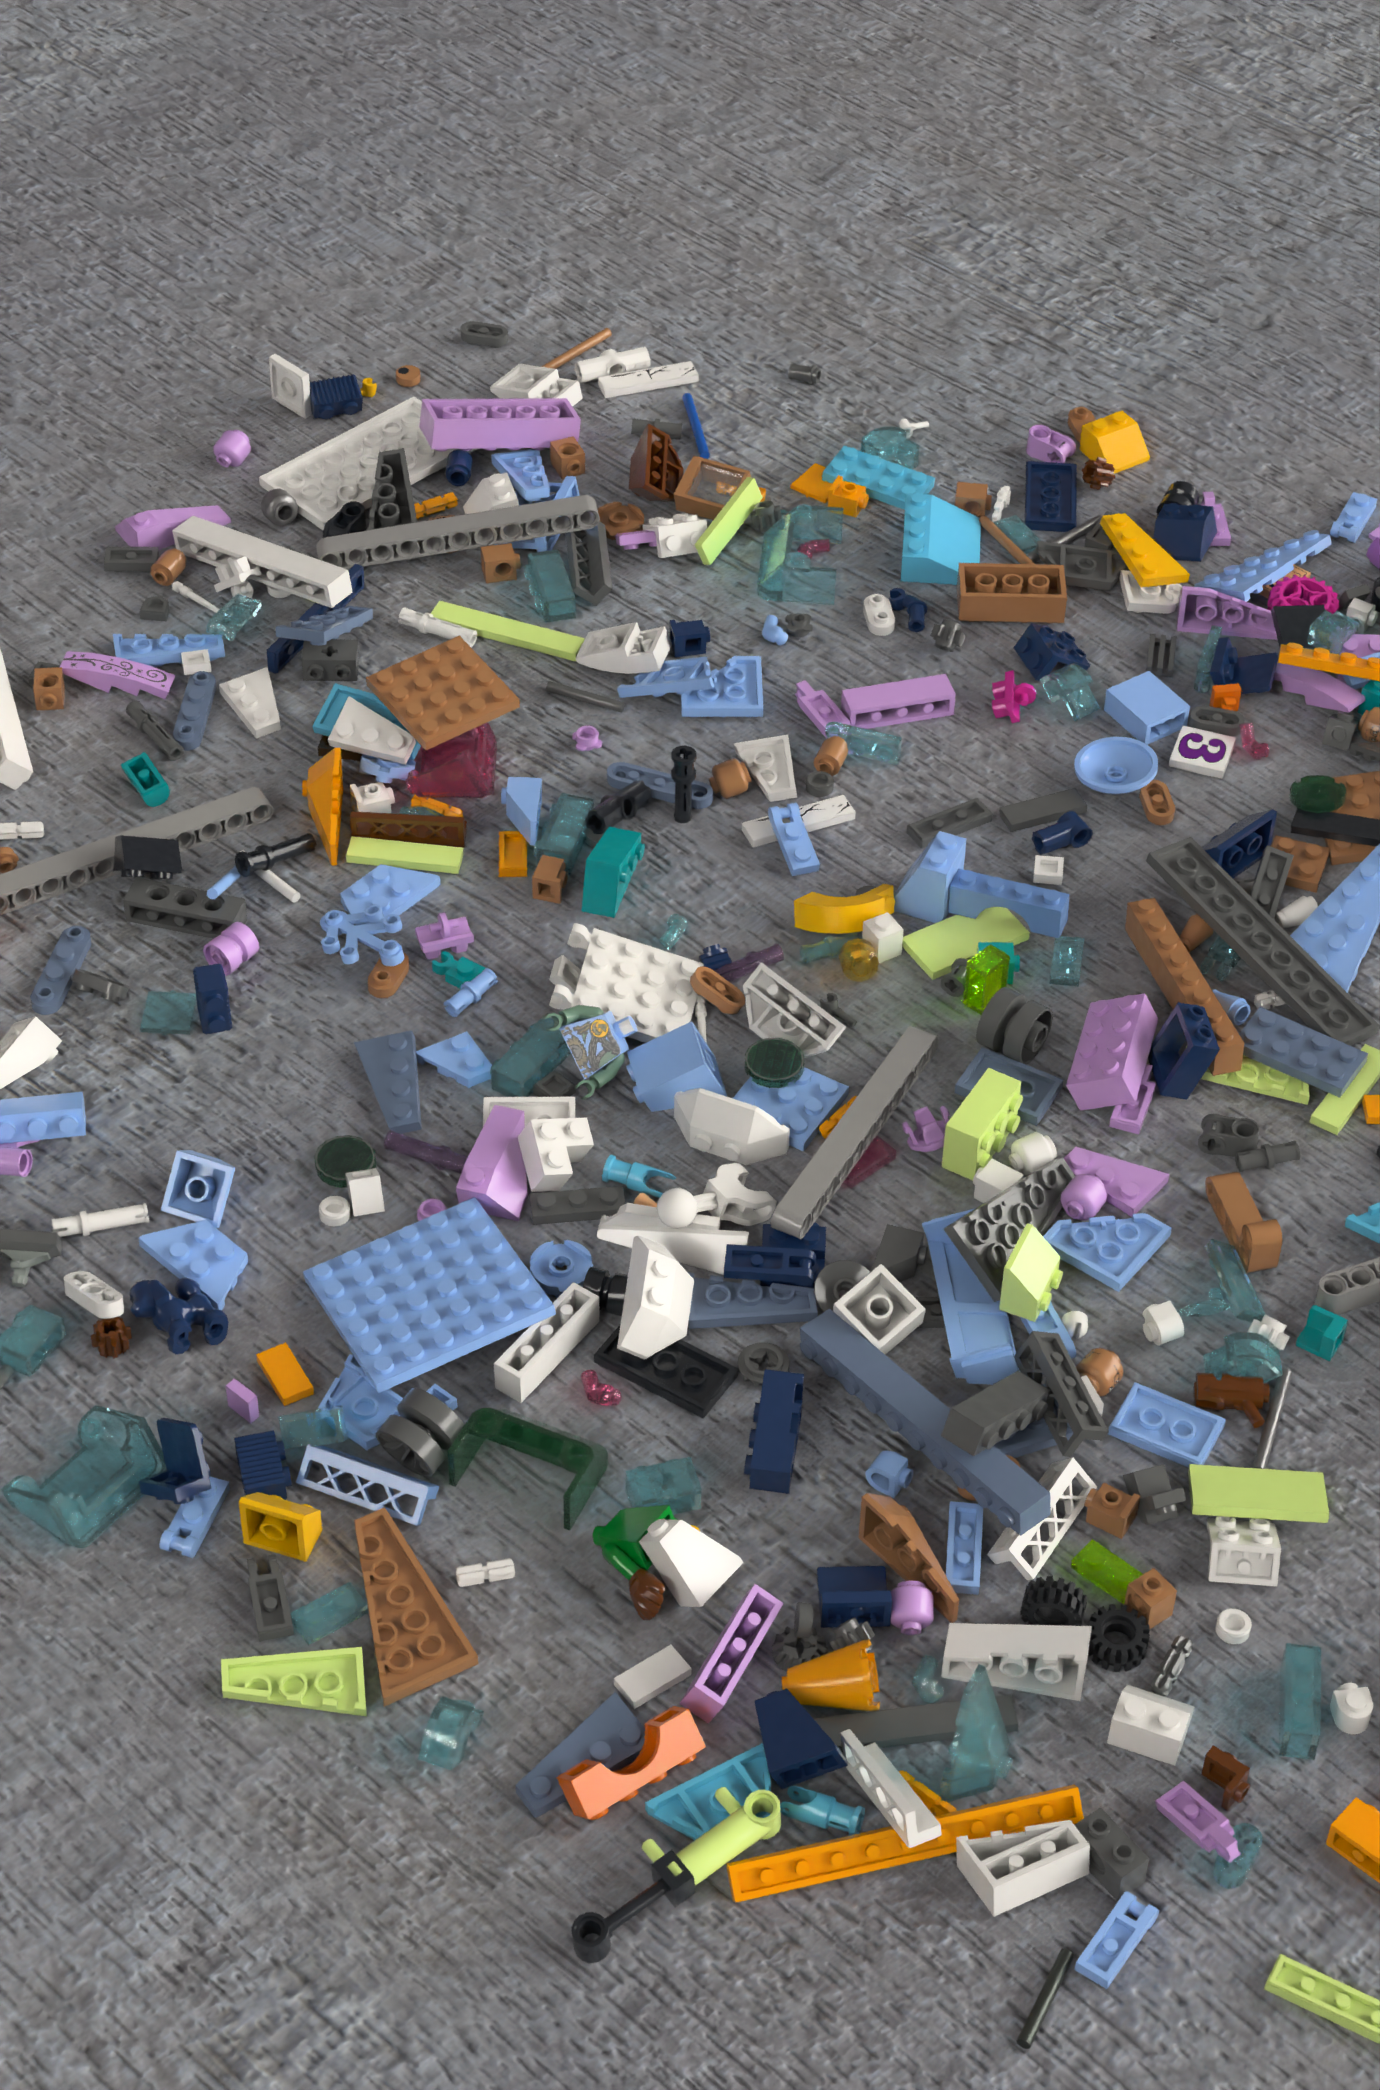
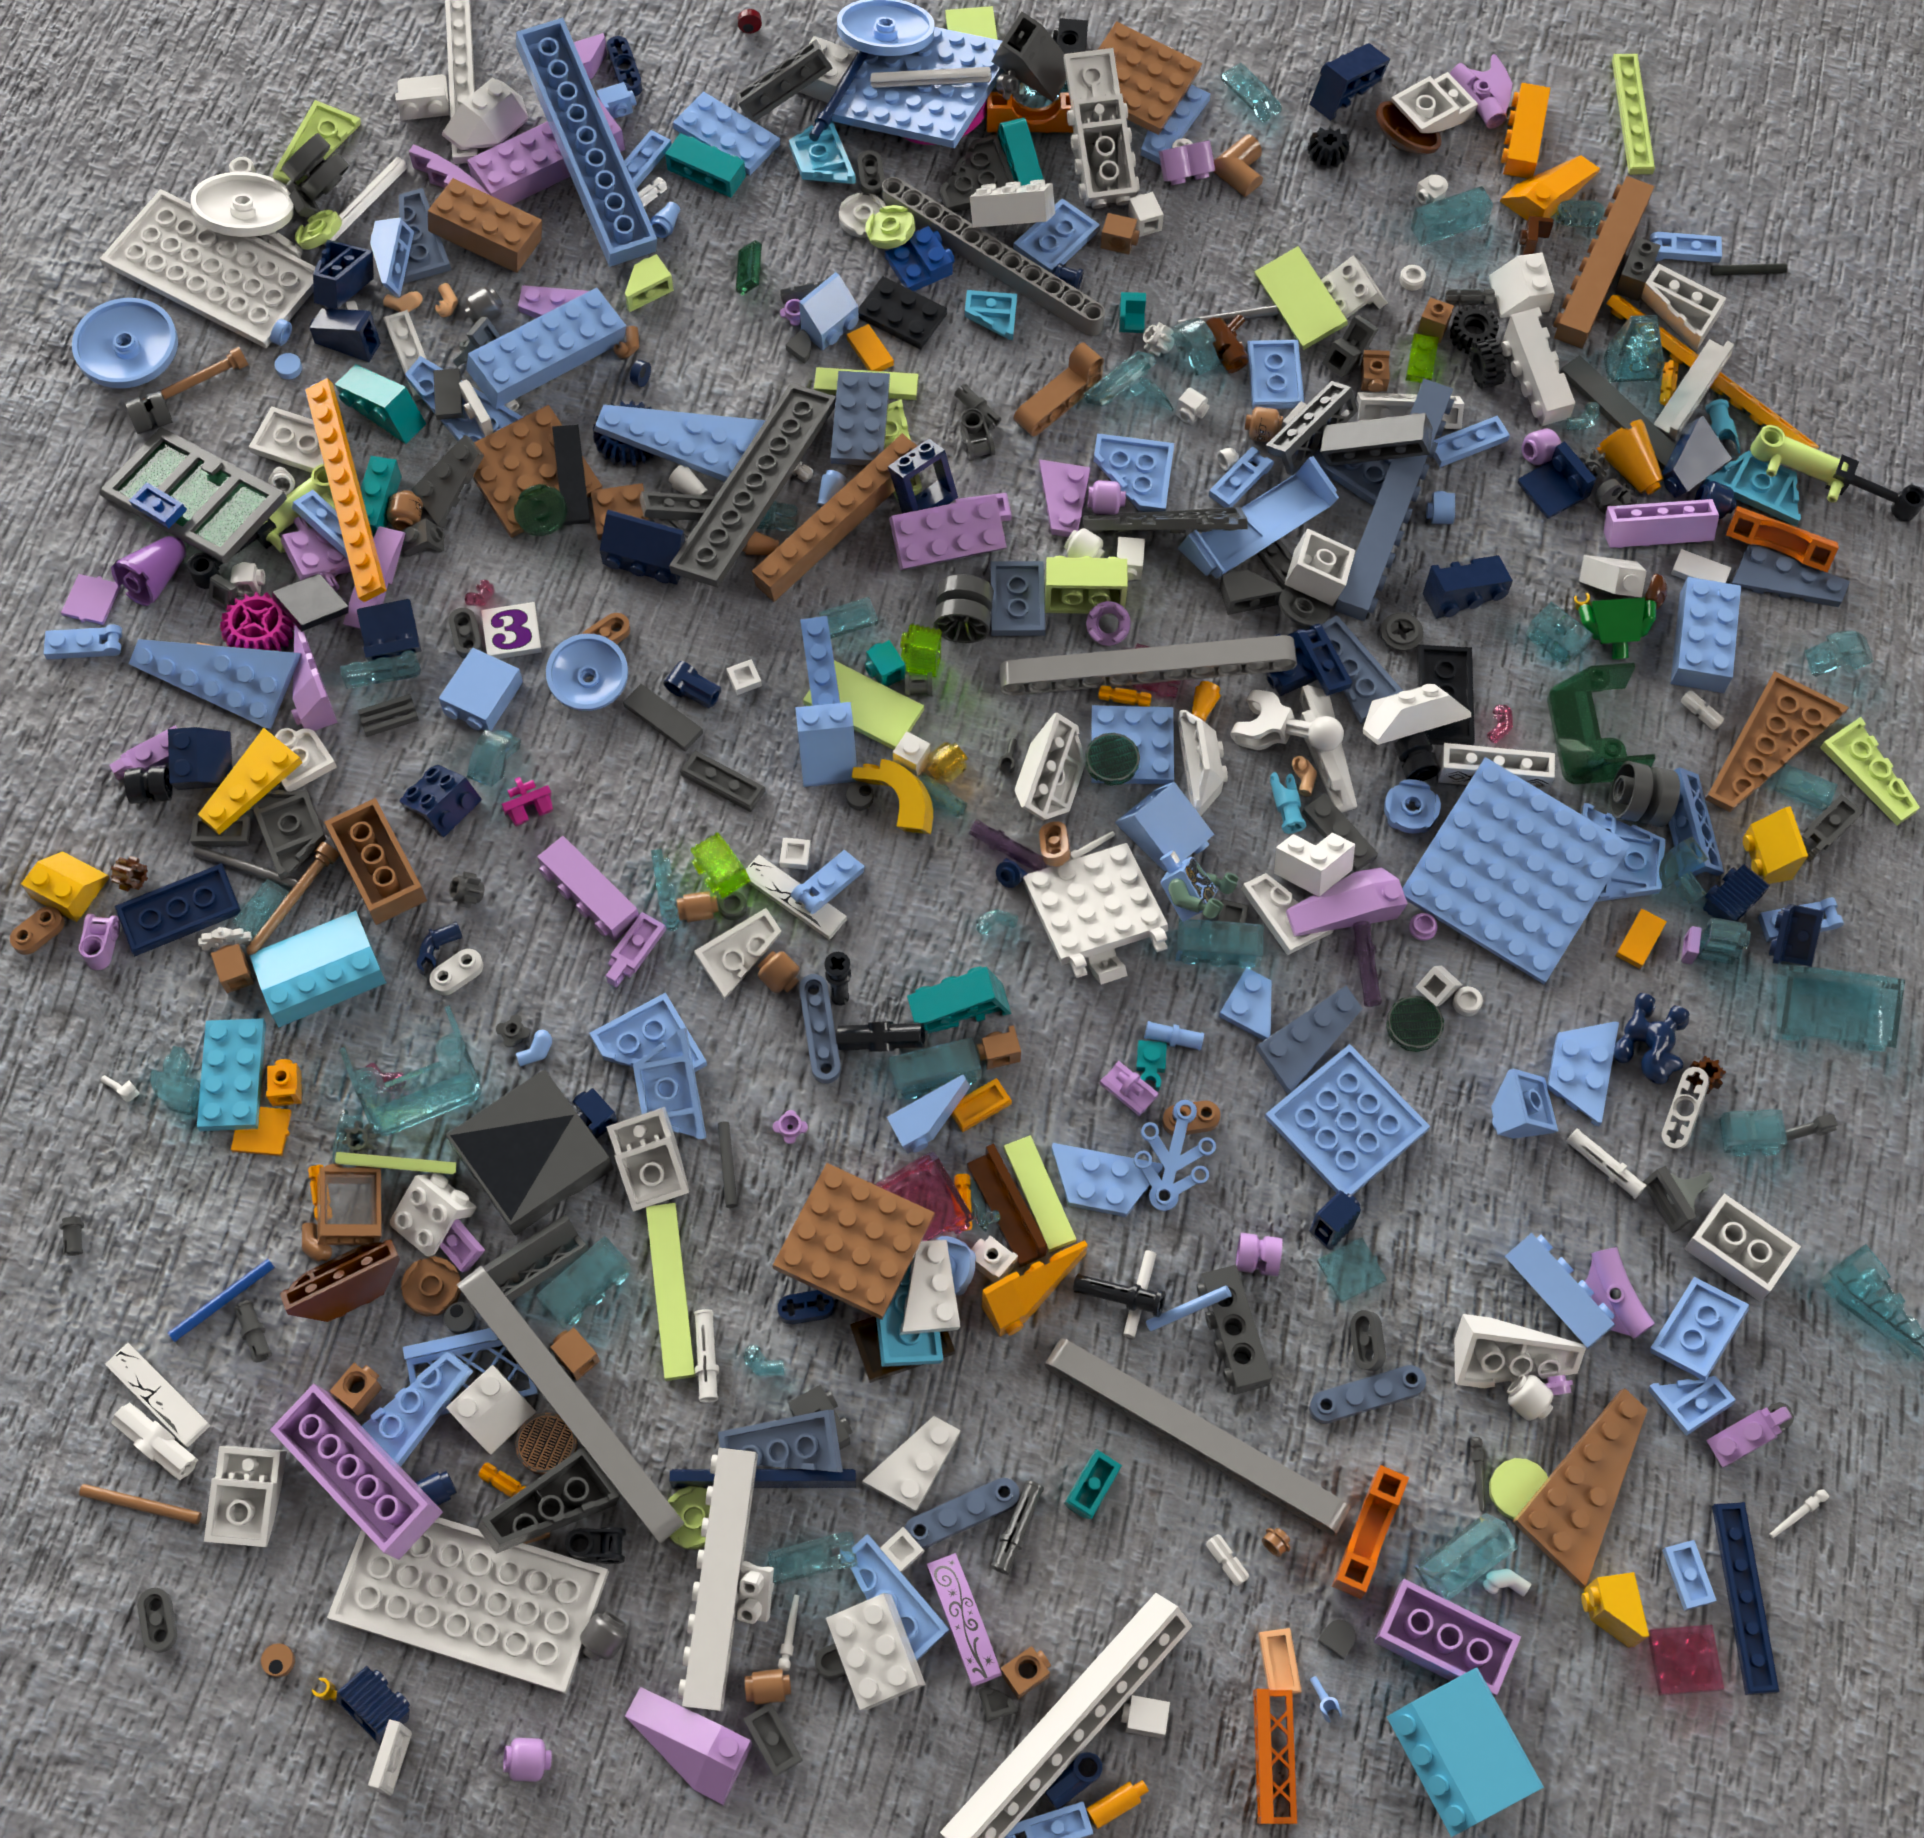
camera: 120 degrees left, 20 degrees up
(136, 615) = (875, 1651): none -> white brick
(147, 855) = (1213, 1386): black slope -> none
(221, 1410) = (1723, 941): none -> clear light blue brick
(294, 1065) = (1347, 1122): none -> light blue plate
(404, 652) = (760, 1365): none -> clear light blue arm
(567, 1618) = (1706, 635): none -> light blue brick
(684, 587) = (529, 1151): none -> tile
(729, 1735) = (1721, 494): none -> dark blue head
(789, 1165) = (1205, 699): none -> light orange cone
(839, 833) = (795, 853): none -> white plate
(858, 777) = (719, 865): none -> clear neon green brick
(900, 1543) = (1494, 475): medium nougat wedge -> none
(1030, 1276) = (1226, 485): yellowish green slope -> none
(1174, 1860) = (1603, 263): none -> medium nougat brick
(1199, 1820) = (1579, 234): lavender hinge -> none
(1226, 696) = (434, 634): orange tile -> none
(1293, 1844) = (1546, 190): none -> light orange wedge
(1331, 631) = (323, 565): clear light blue brick -> none

